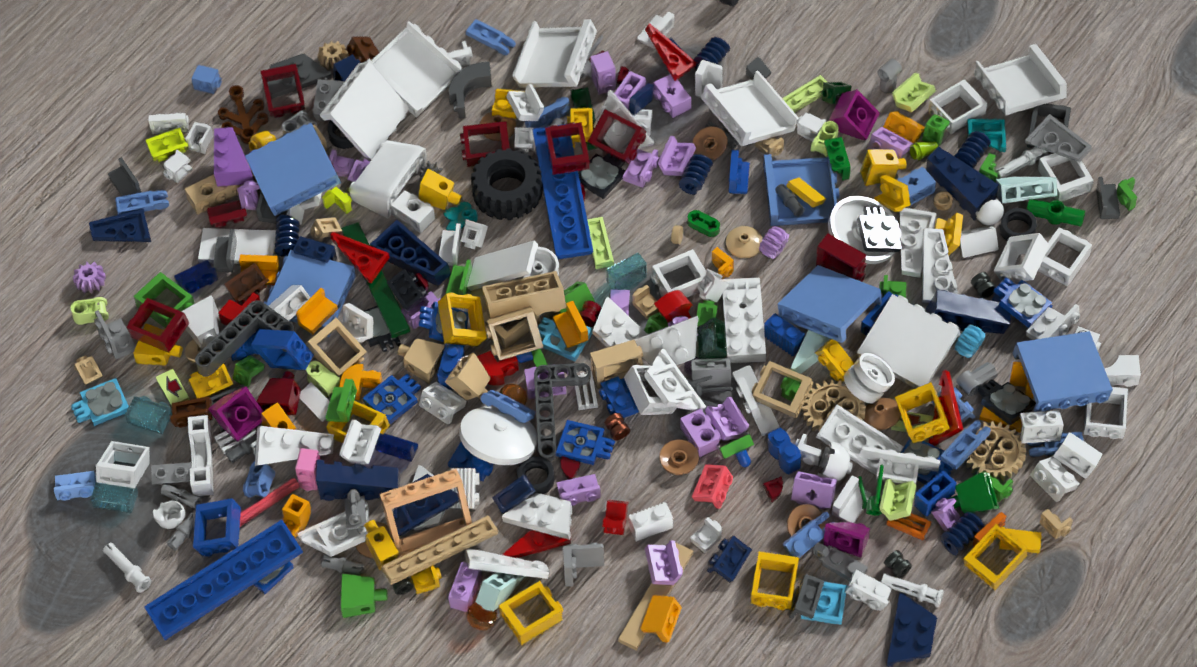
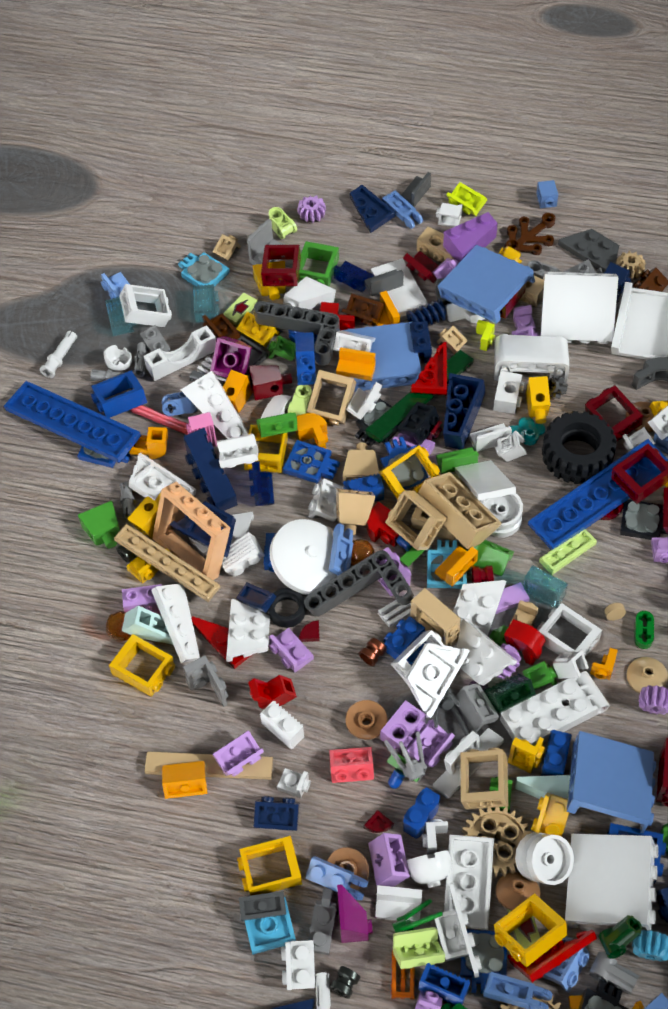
camera: 65 degrees right, 0 degrees up
(166, 122) = (486, 188): white bracket -> none
(199, 137) = (492, 209): white window -> none
(281, 73) = (559, 235): dark red window -> none
(355, 510) = (185, 479): light grey hinge -> none
(584, 443) = (341, 631): blue piece -> none
(745, 436) = (413, 769): none -> light grey plant
(775, 349) = (526, 755): none -> yellow bracket
(957, 359) = (617, 938): none -> dark green piece

